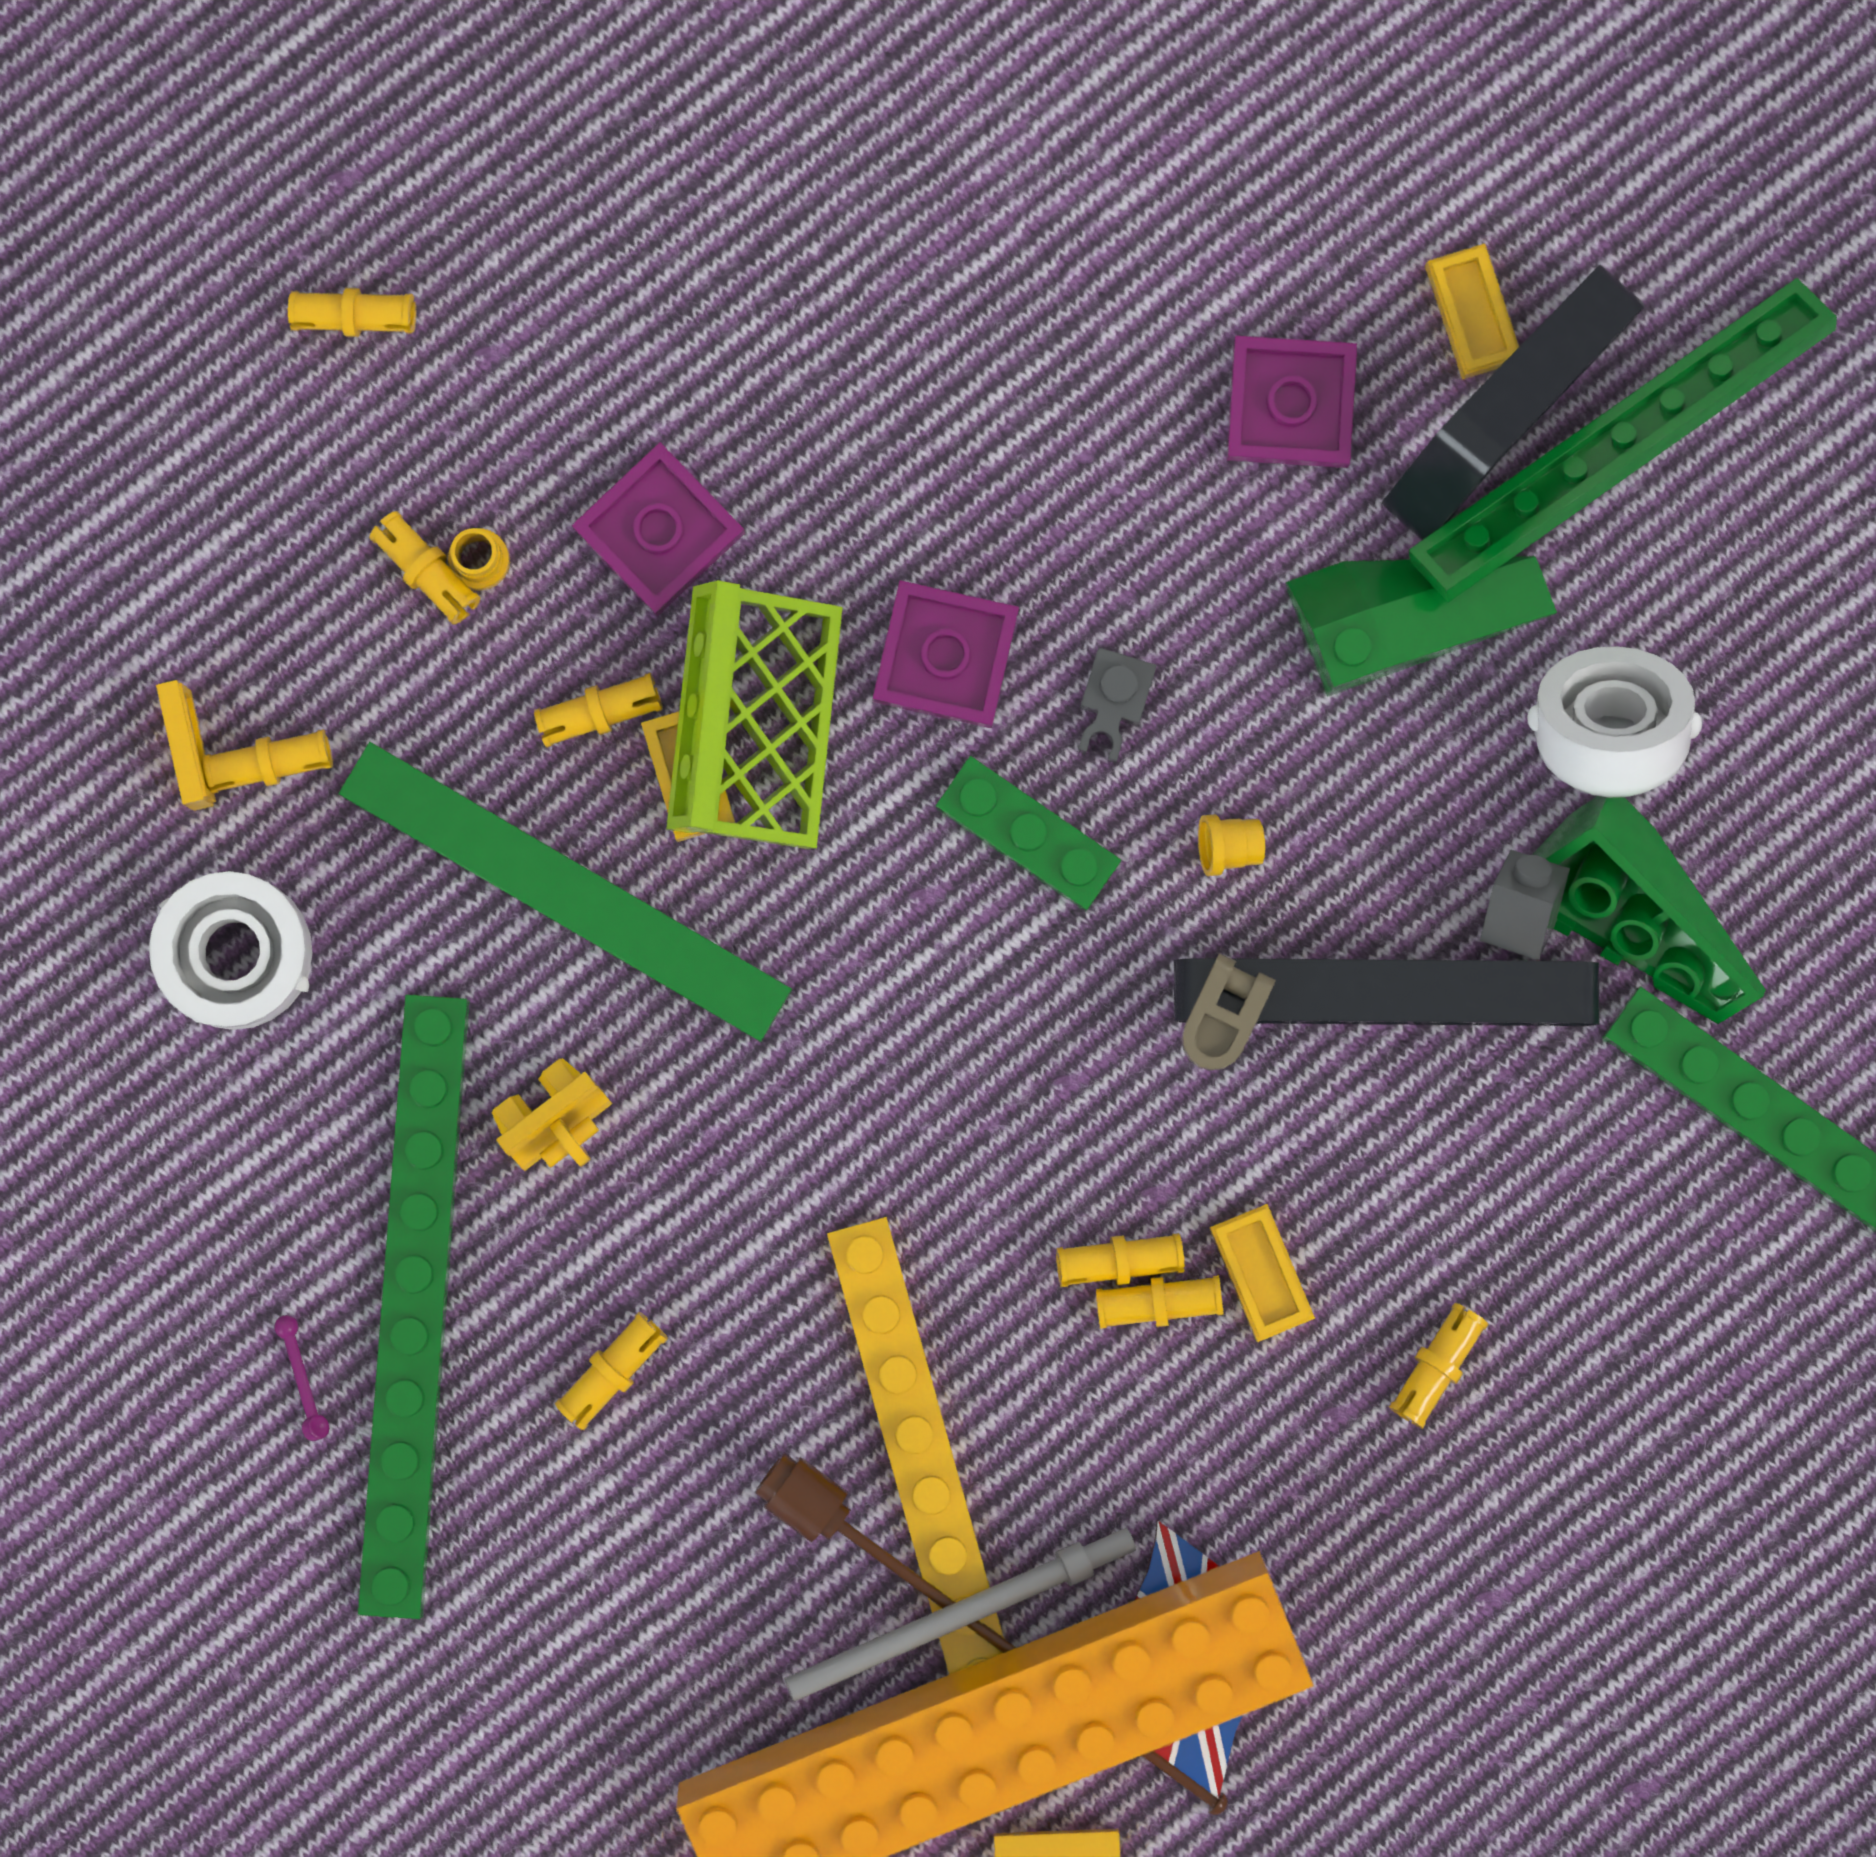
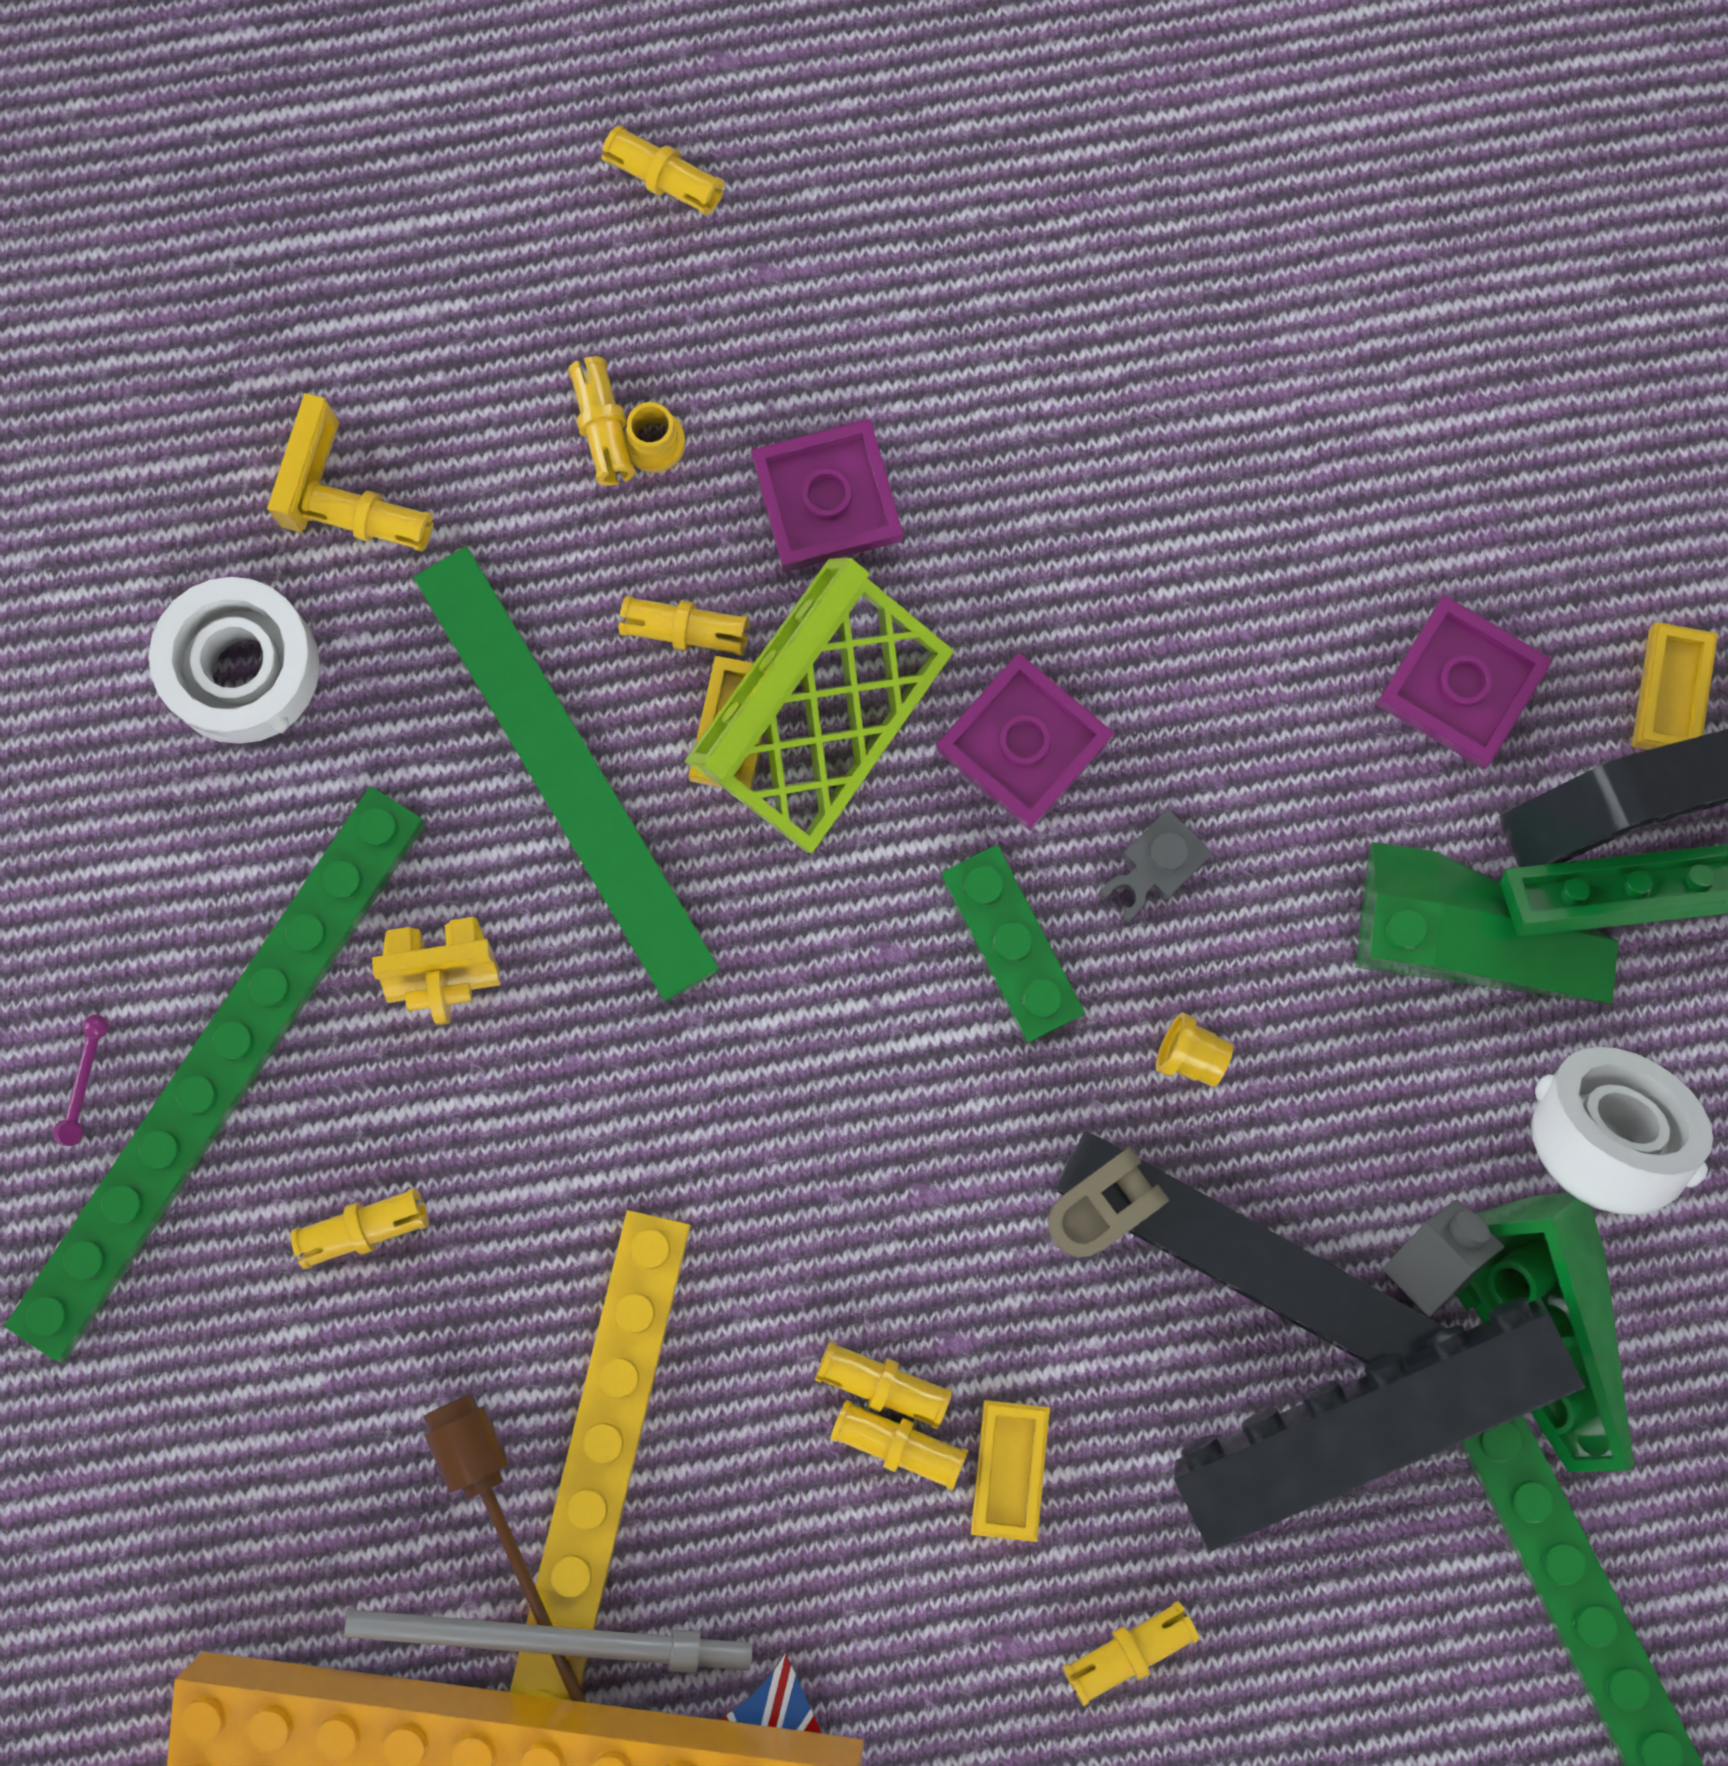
camera: 30 degrees right, 5 degrees down
(1537, 1070) = (1375, 1422): none -> black brick

